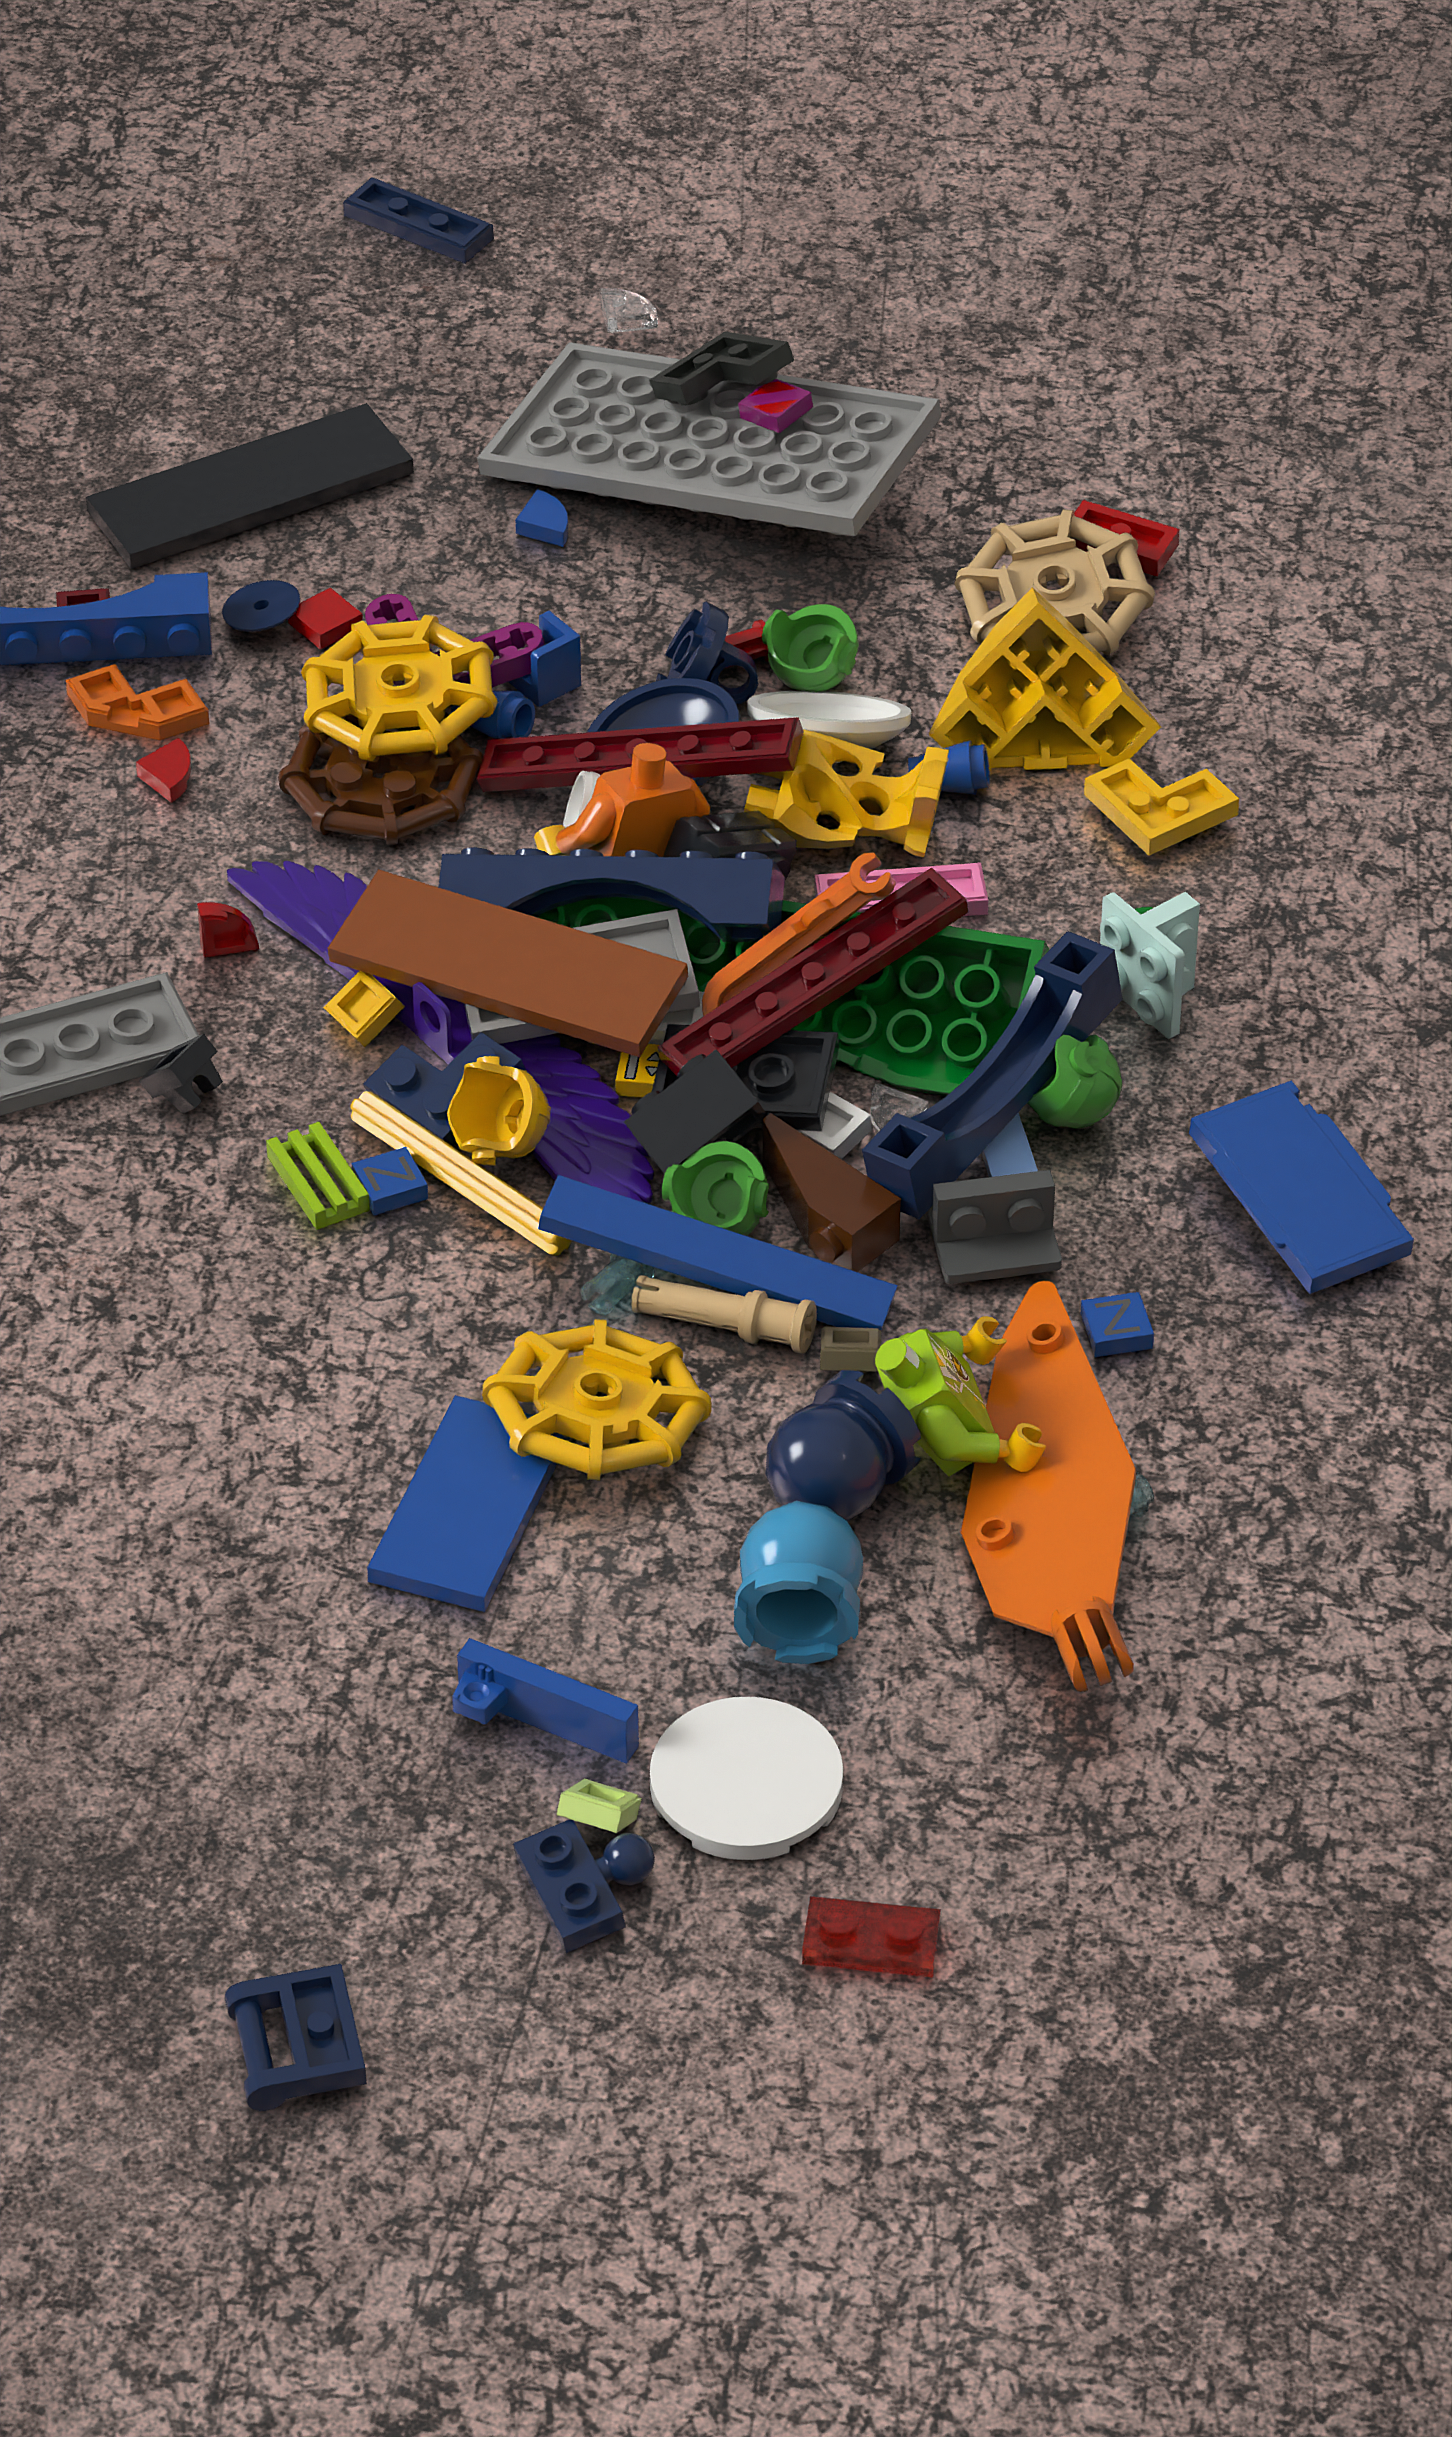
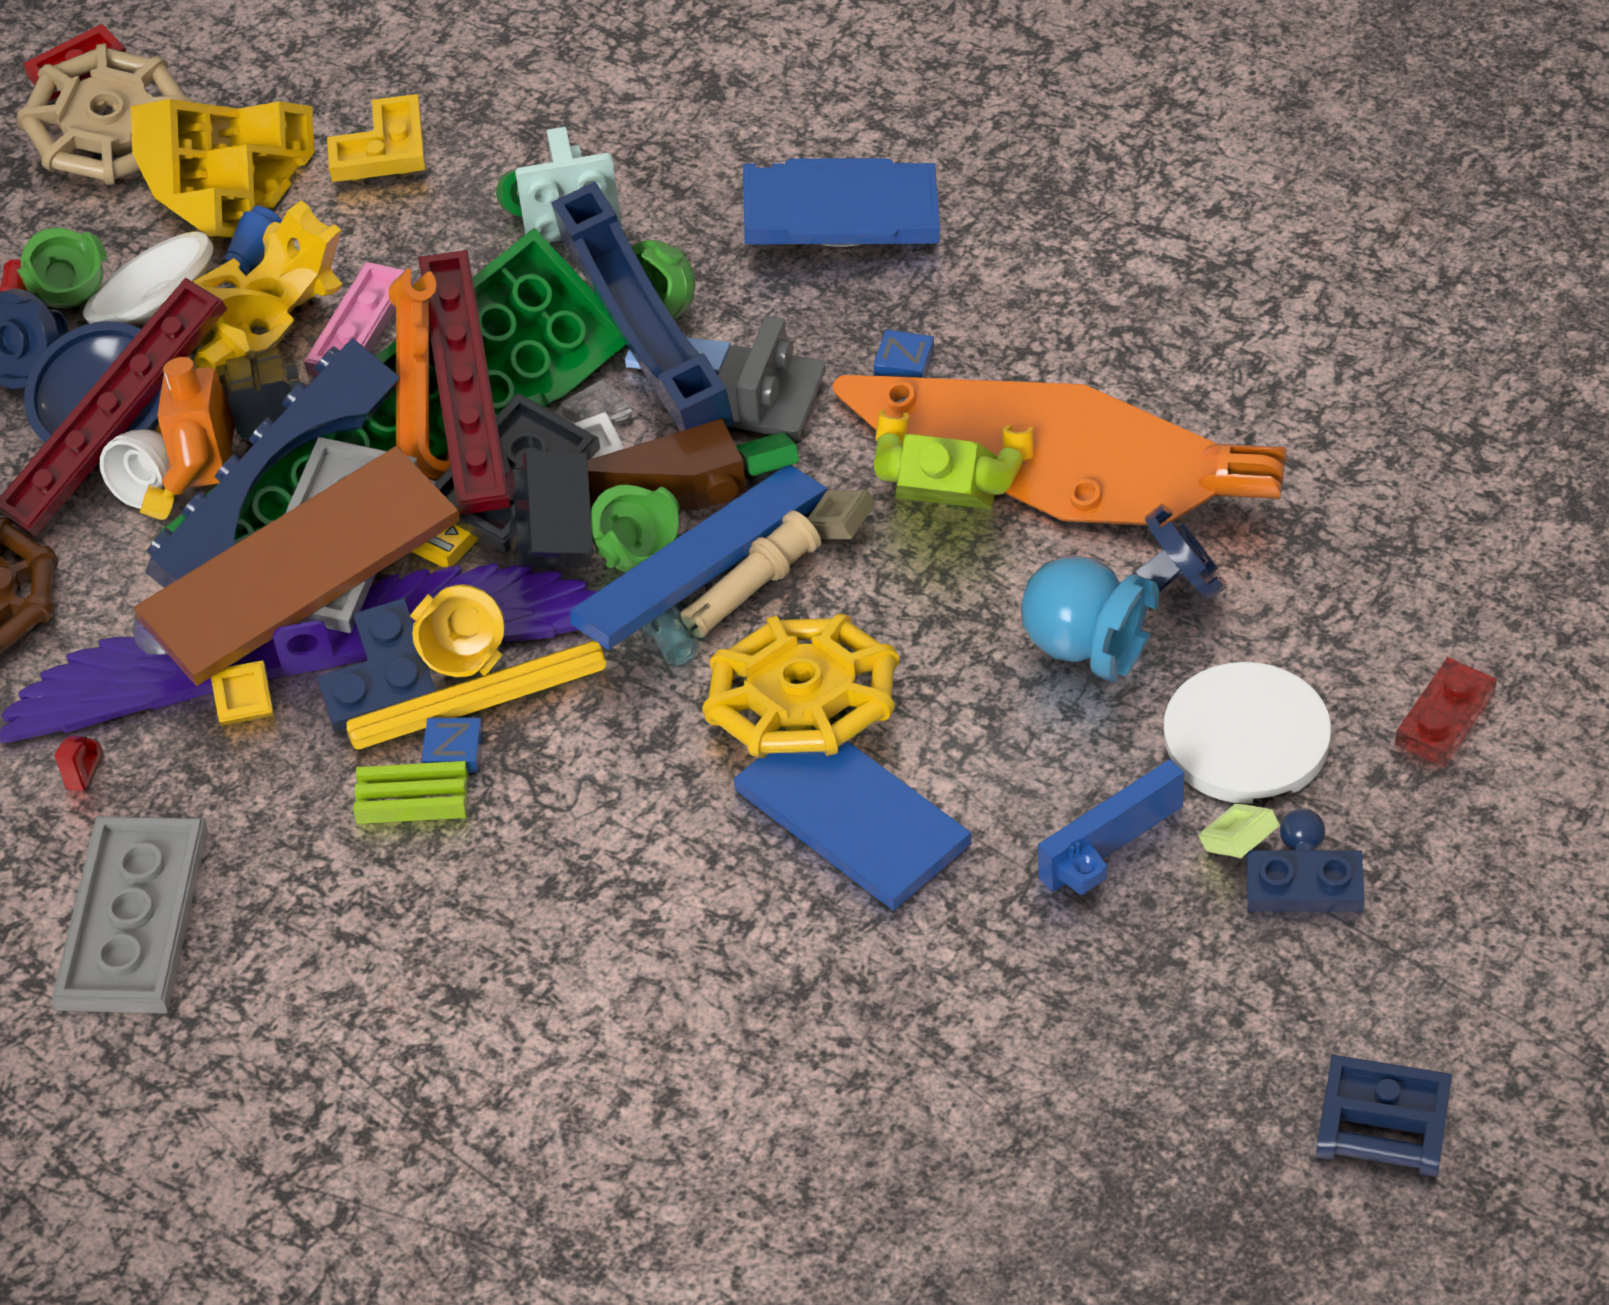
camera: 60 degrees left, 5 degrees up
(180, 1068) = (233, 841): black tile -> none
(842, 1447) = (967, 544): dark blue tile -> none
(899, 1262) = (768, 453): none -> green tile
(932, 1628) = (1179, 556): none -> dark blue tile

